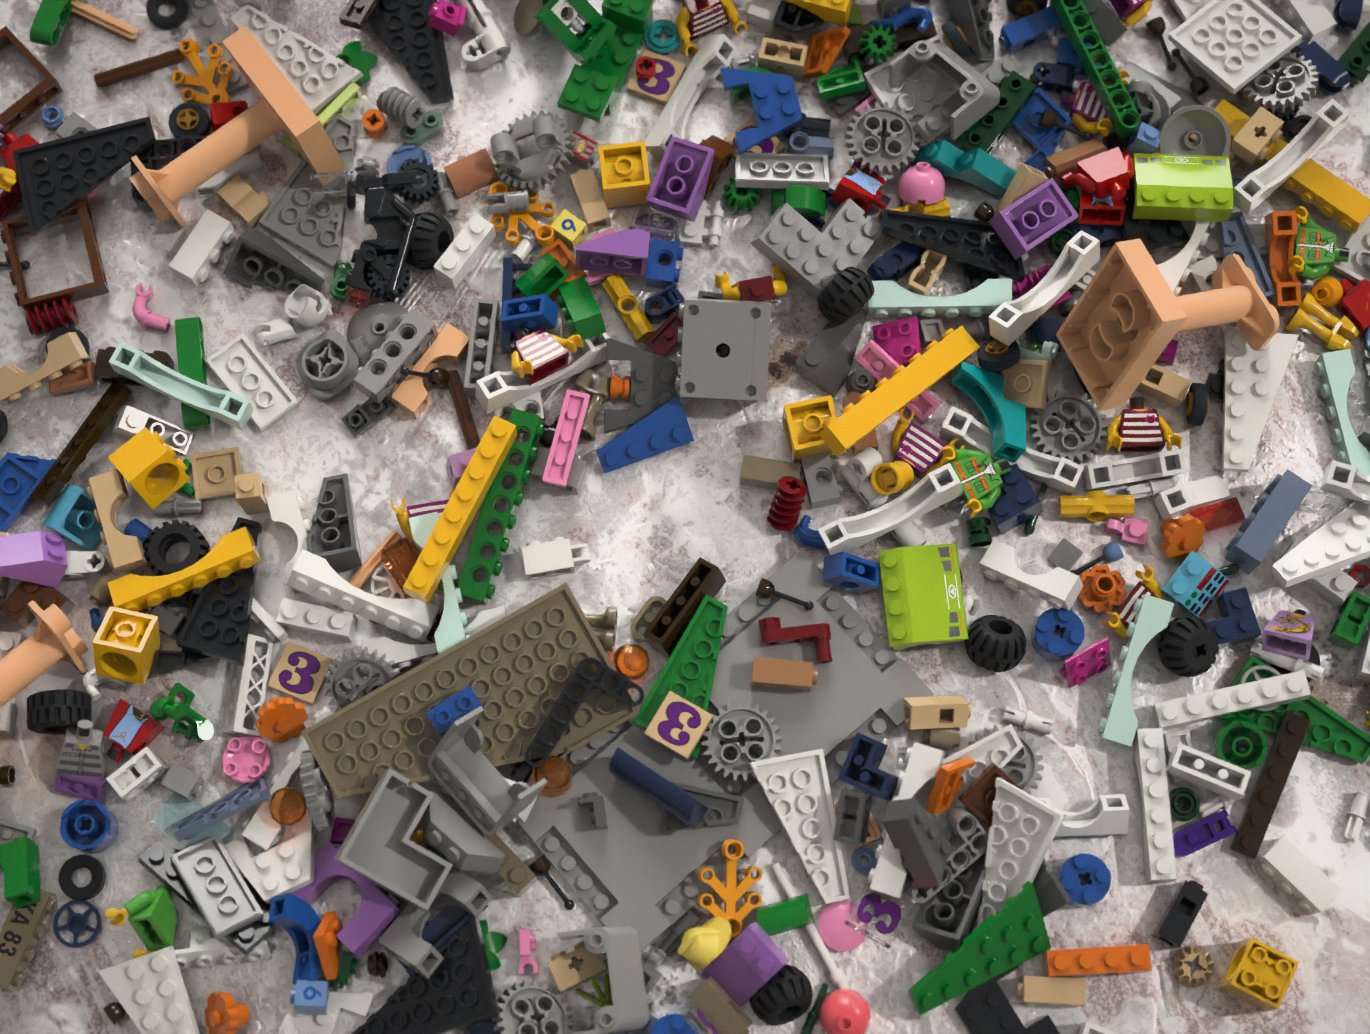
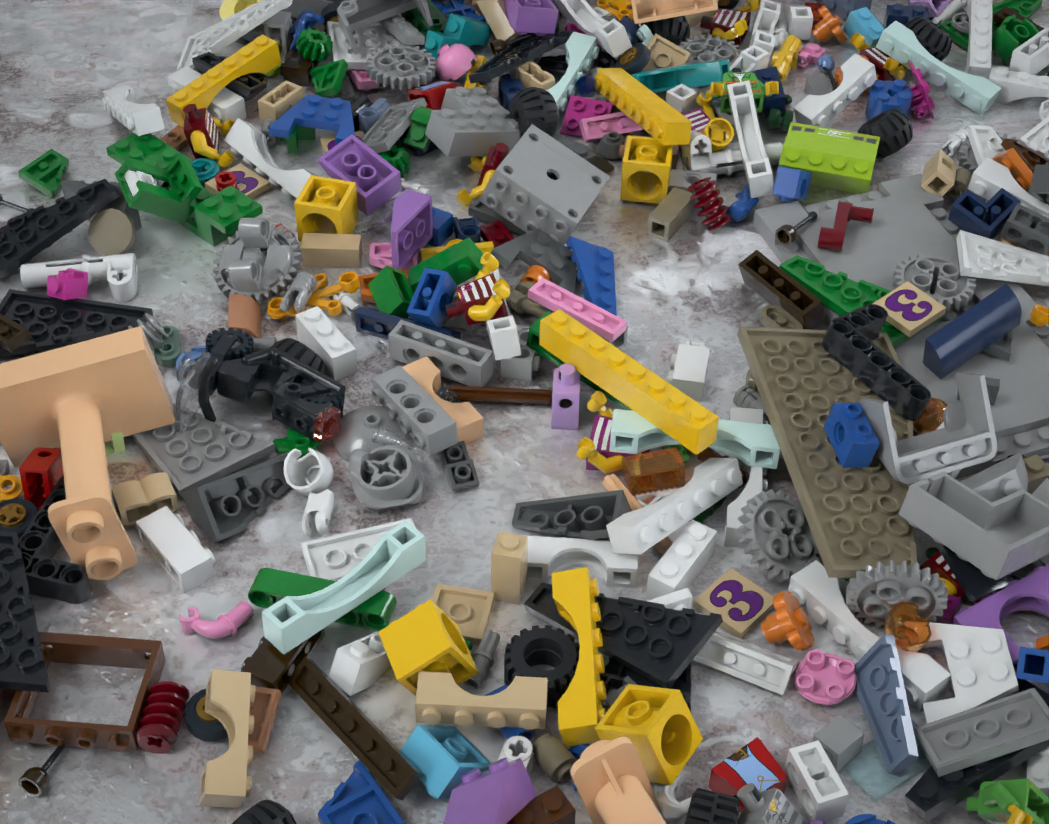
camera: 70 degrees left, 30 degrees down
(198, 727) = (760, 704): green piece -> none
(569, 229) = (351, 262): light yellow brick -> none
(783, 674) = (876, 242): medium nougat brick -> none
(823, 50) = (290, 72): orange wing -> none
(940, 322) = (585, 84): none -> clear blue plate

